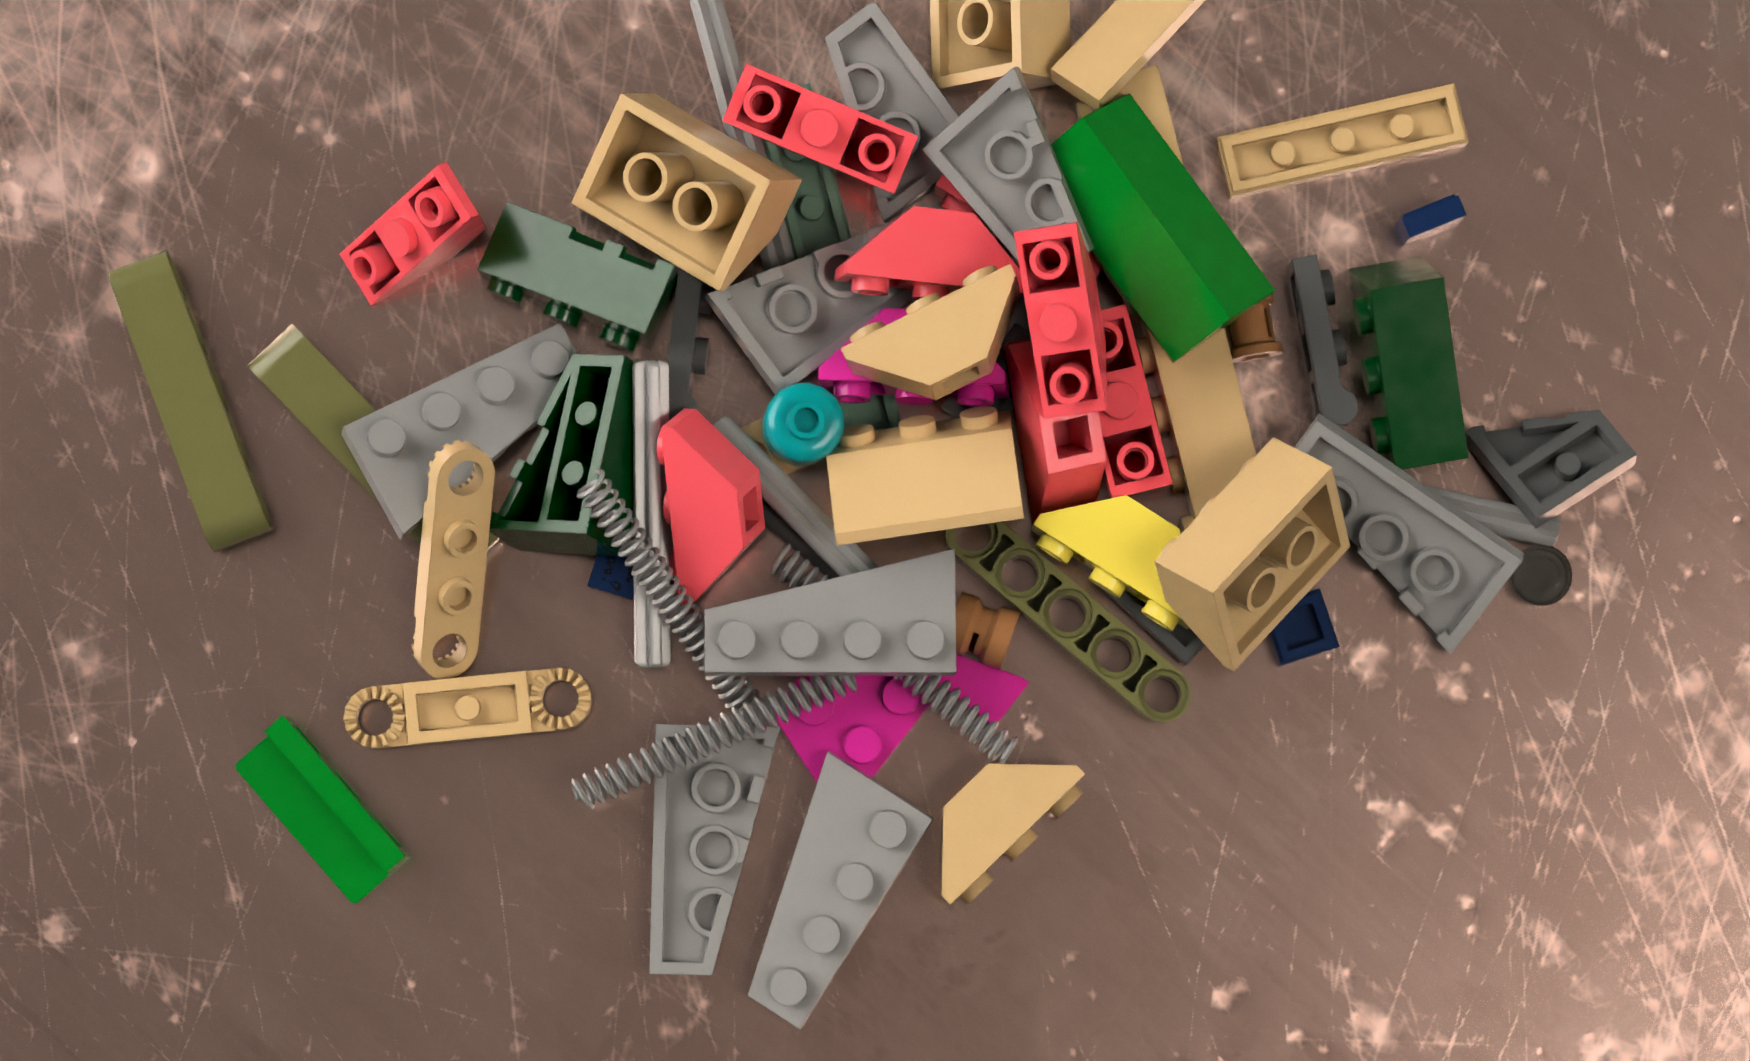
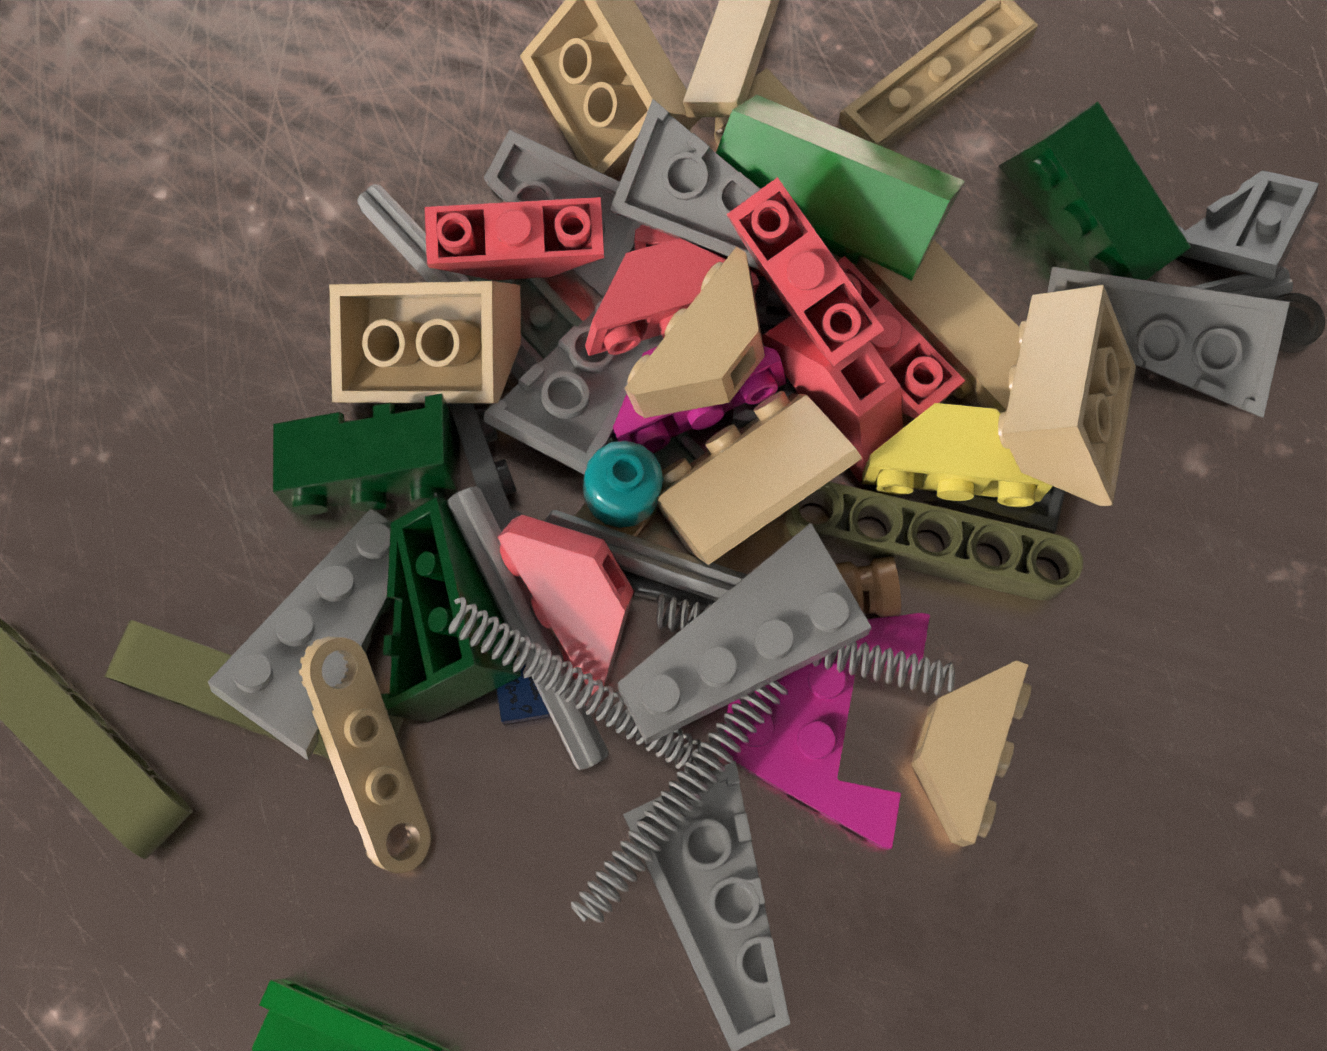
camera: 20 degrees left, 10 degrees down
(413, 236) = (207, 488): coral slope -> none
(467, 708) = (443, 887): tan plate -> none
(839, 874) = (858, 871): light grey wing -> none
(1254, 334) = (959, 240): medium nougat bush -> none
(1304, 631) = (1138, 460): dark blue tile -> none
(1321, 347) = (1011, 222): dark grey plate -> none
(1429, 220) = (1044, 91): dark blue tile -> none

